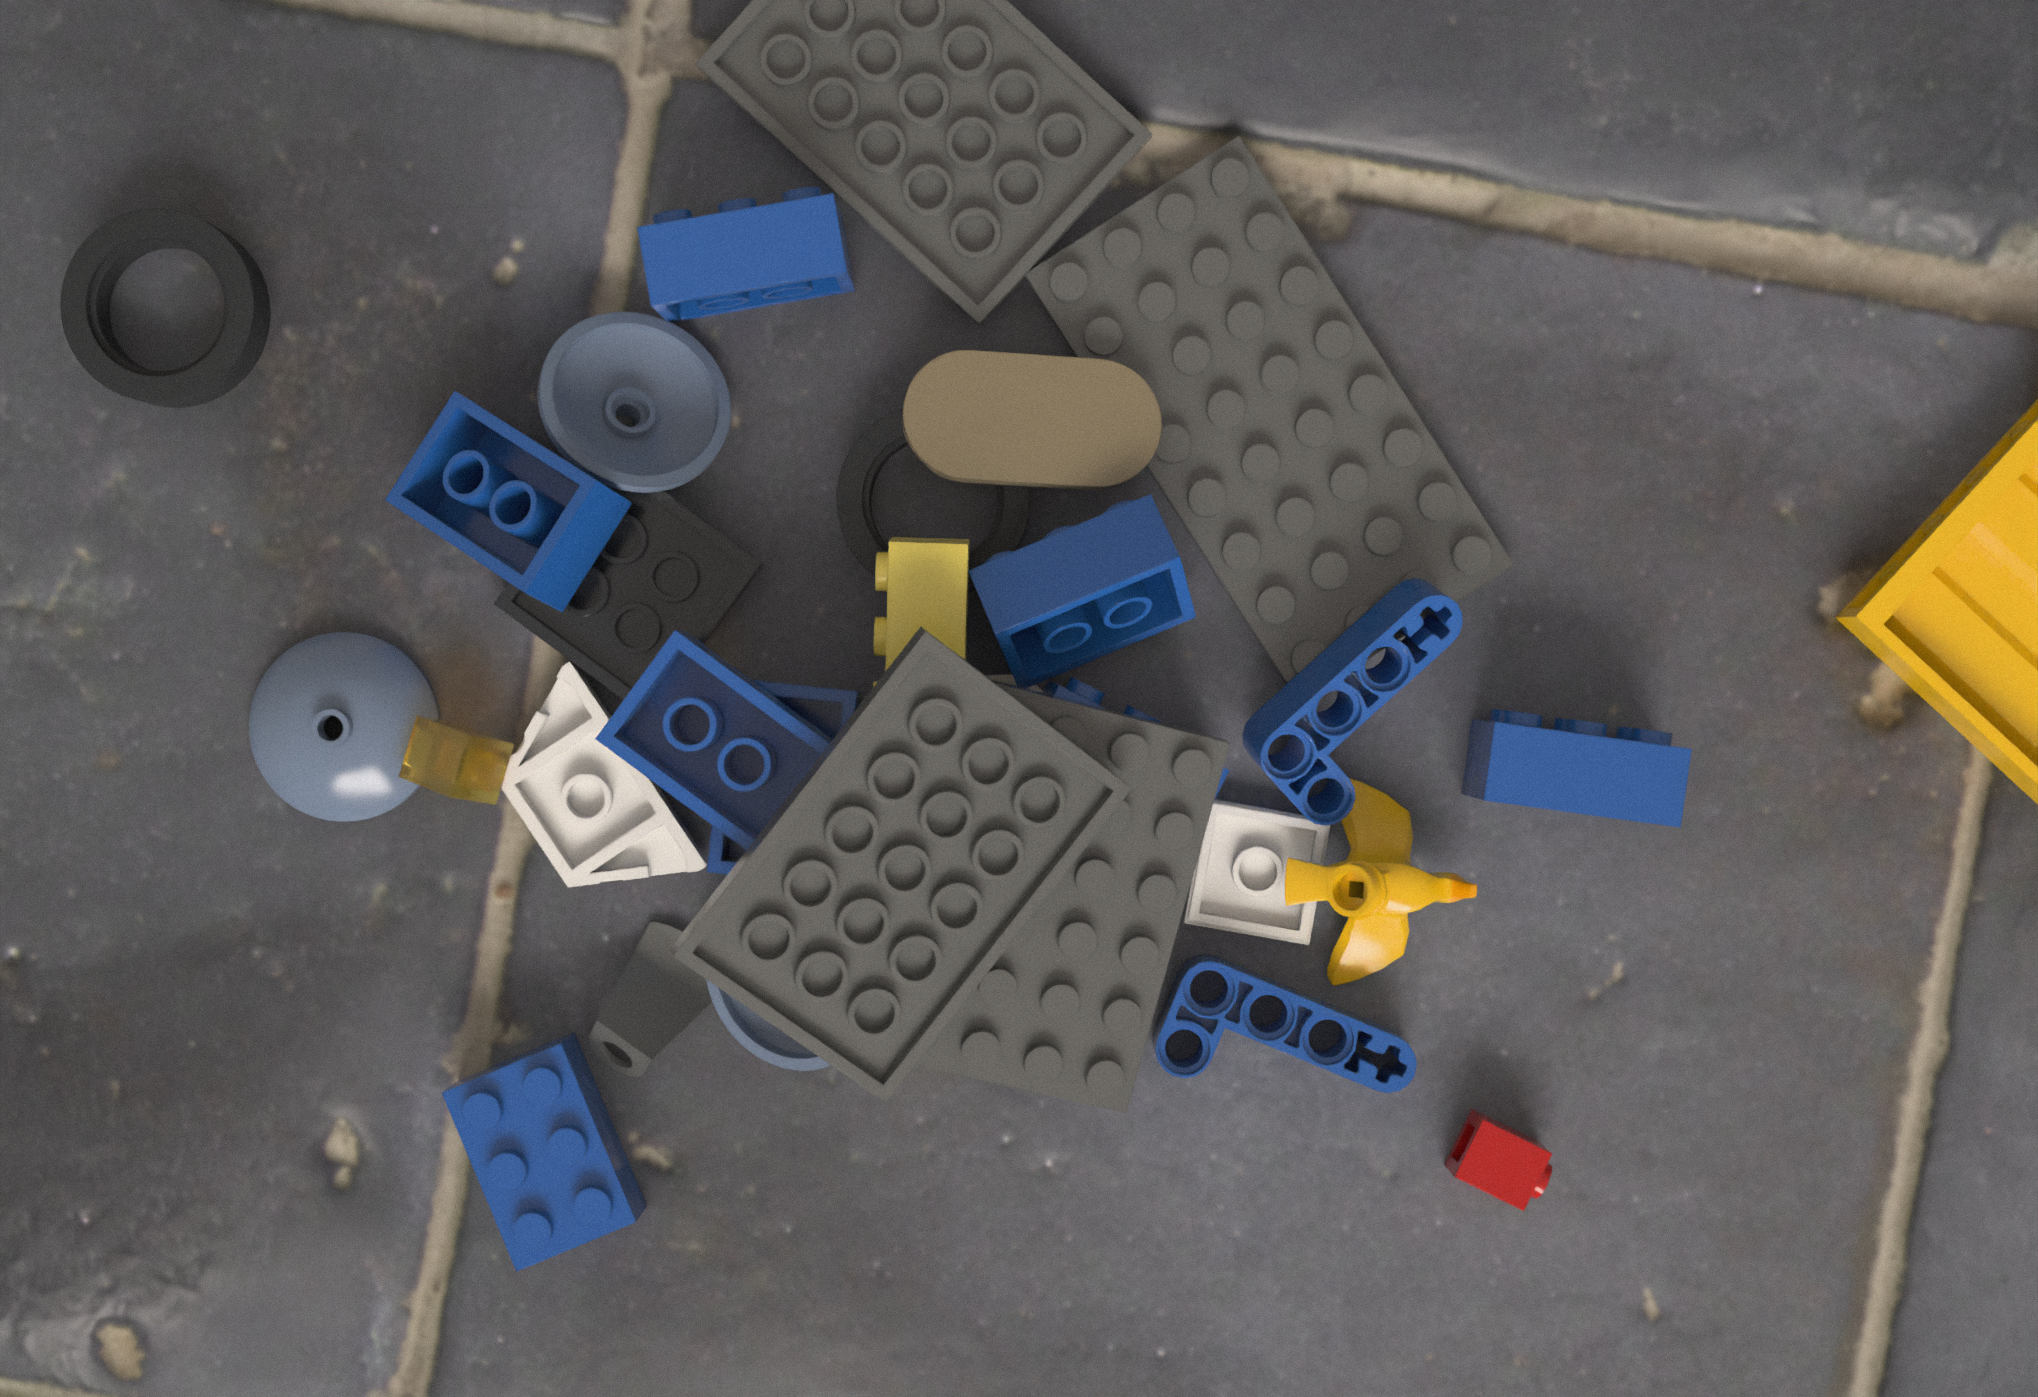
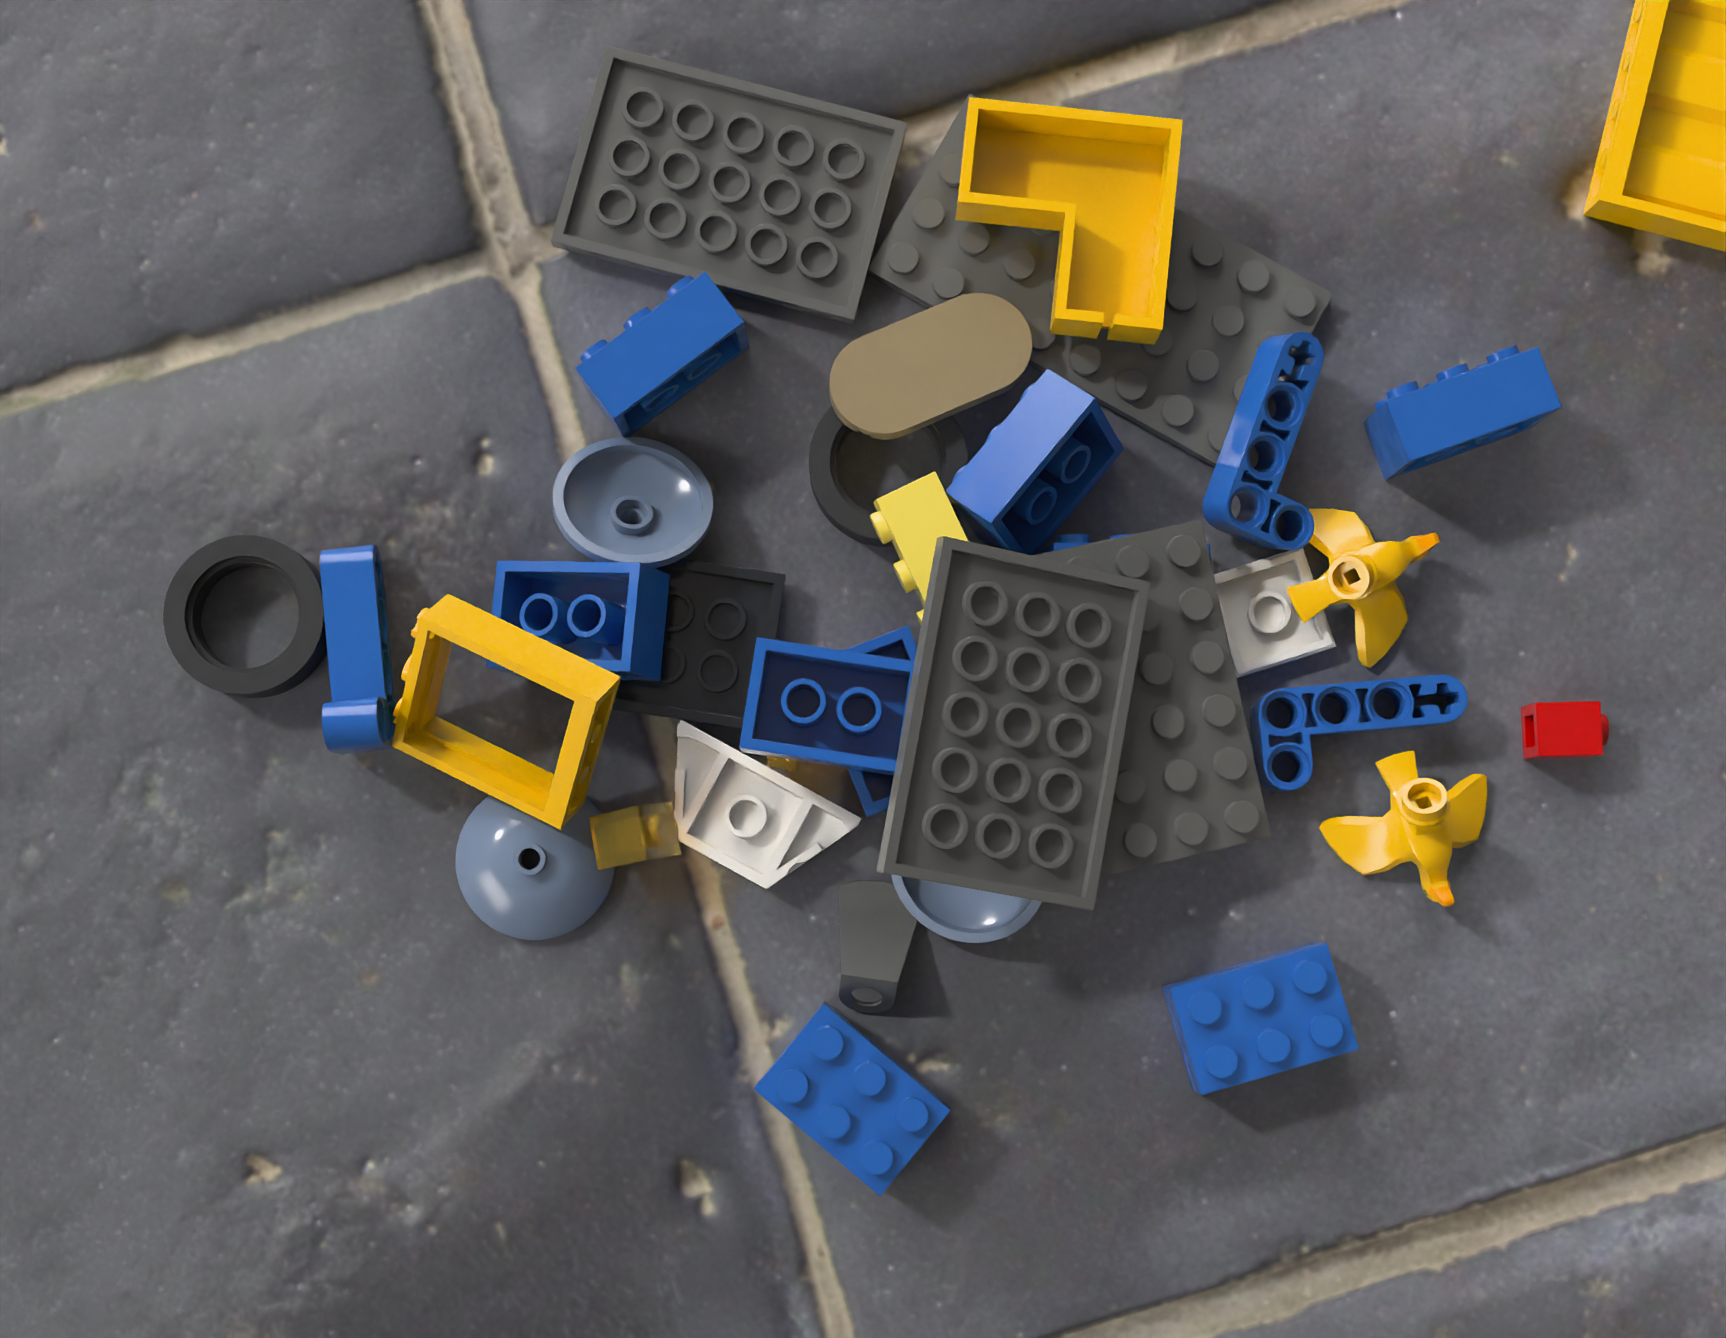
camera: 25 degrees left, 5 degrees down
(261, 411) = (357, 652): none -> blue beam
(330, 592) = (482, 764): none -> yellow window
(1015, 1291) = (1260, 1017): none -> blue brick
(1287, 1181) = (1418, 828): none -> yellow animal
(1322, 324) = (1096, 181): none -> yellow piece

